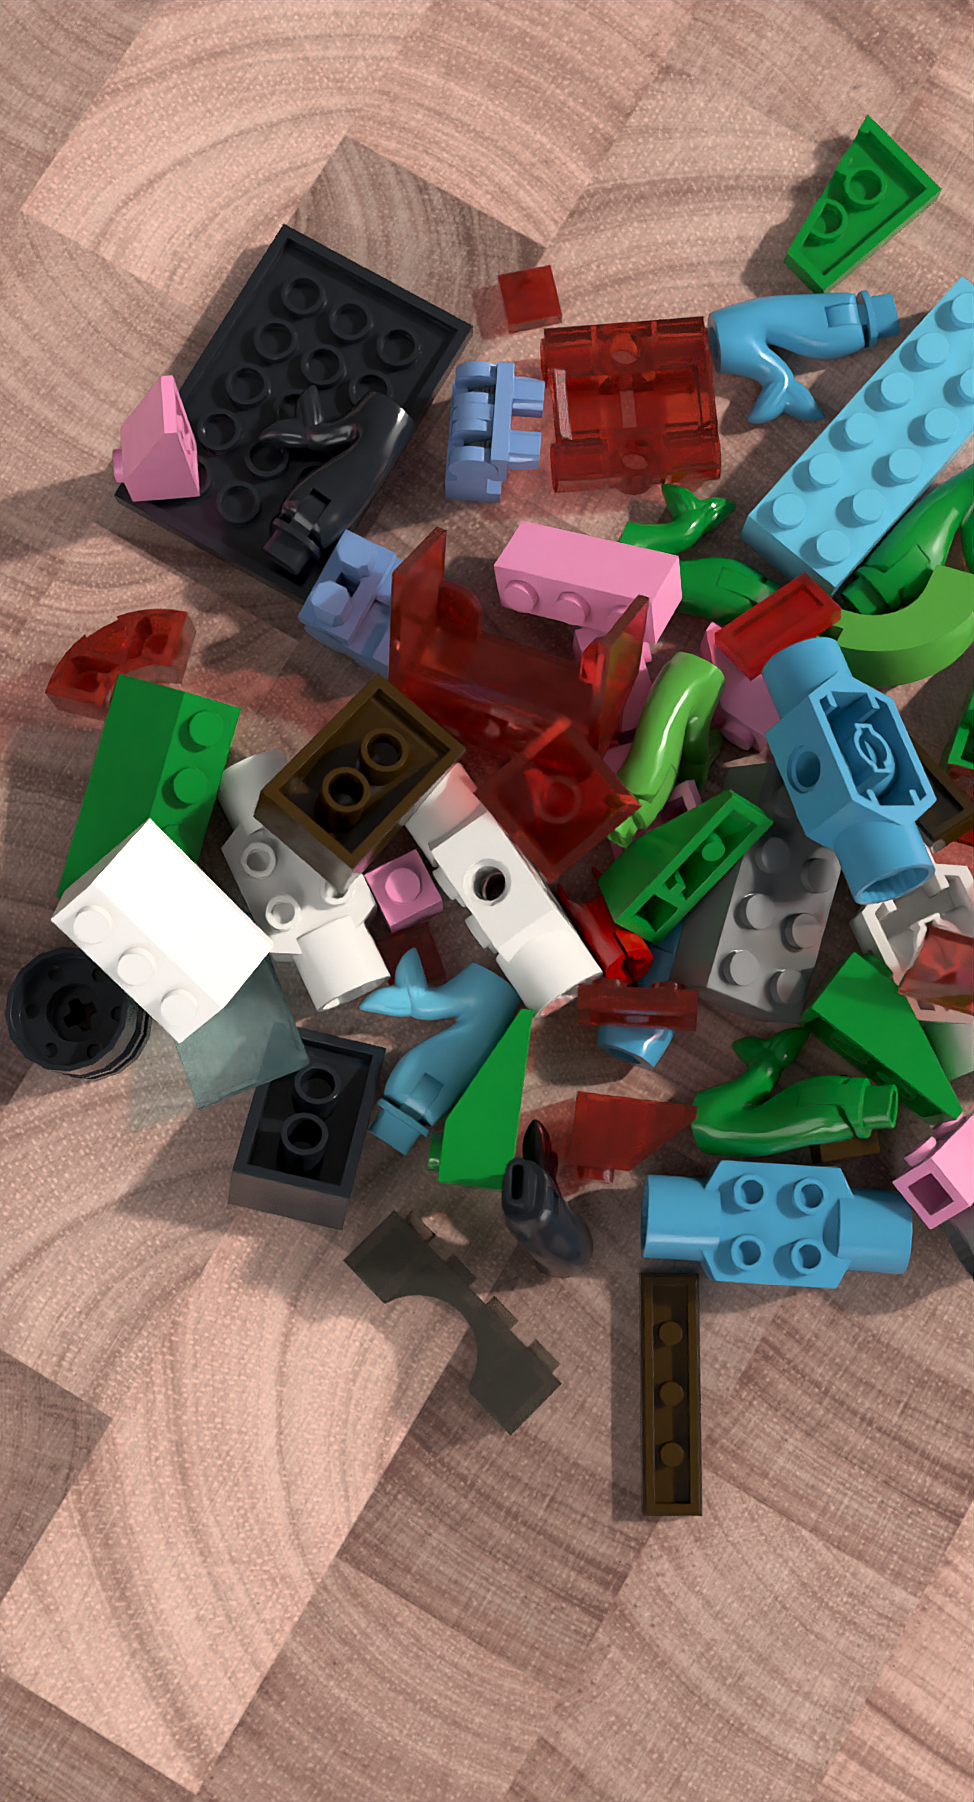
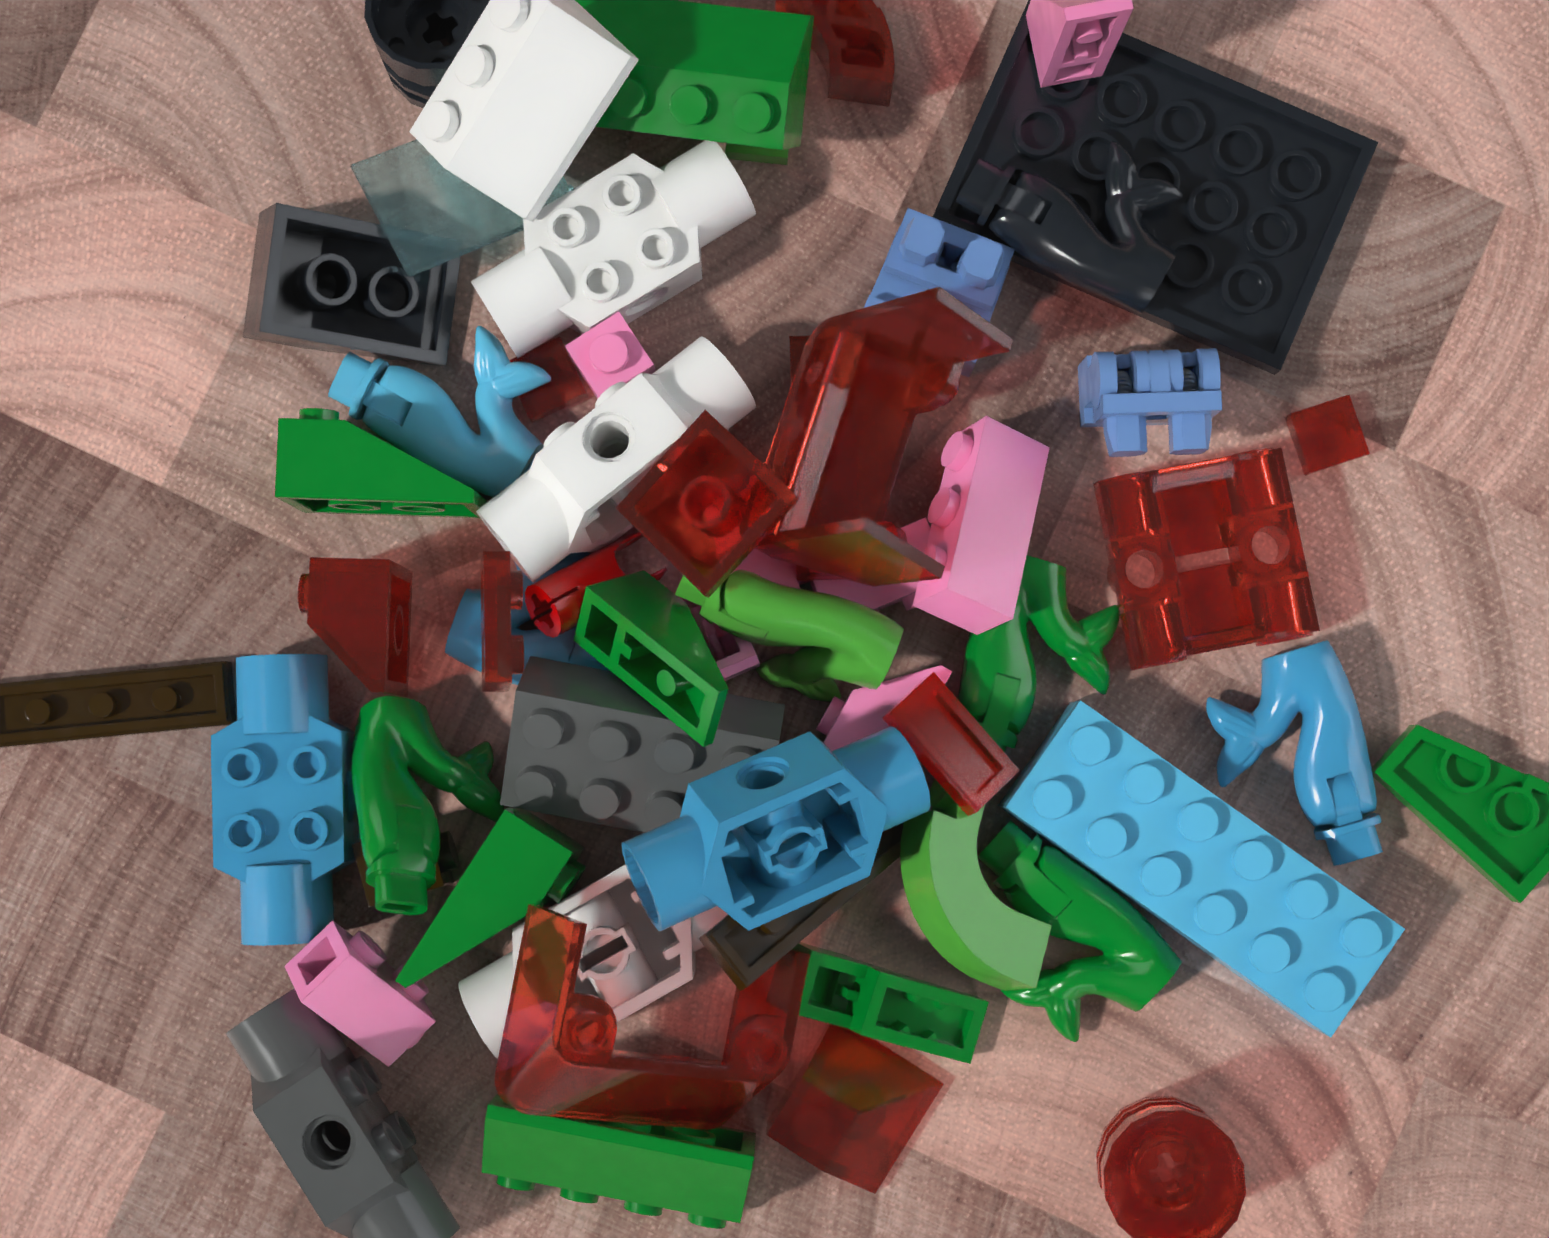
camera: 90 degrees right, 5 degrees up
(357, 782) = (711, 286): dark brown slope -> none
(508, 1374) = (211, 410): clear smoke arch -> none
(539, 1213) = (260, 540): black piece -> none

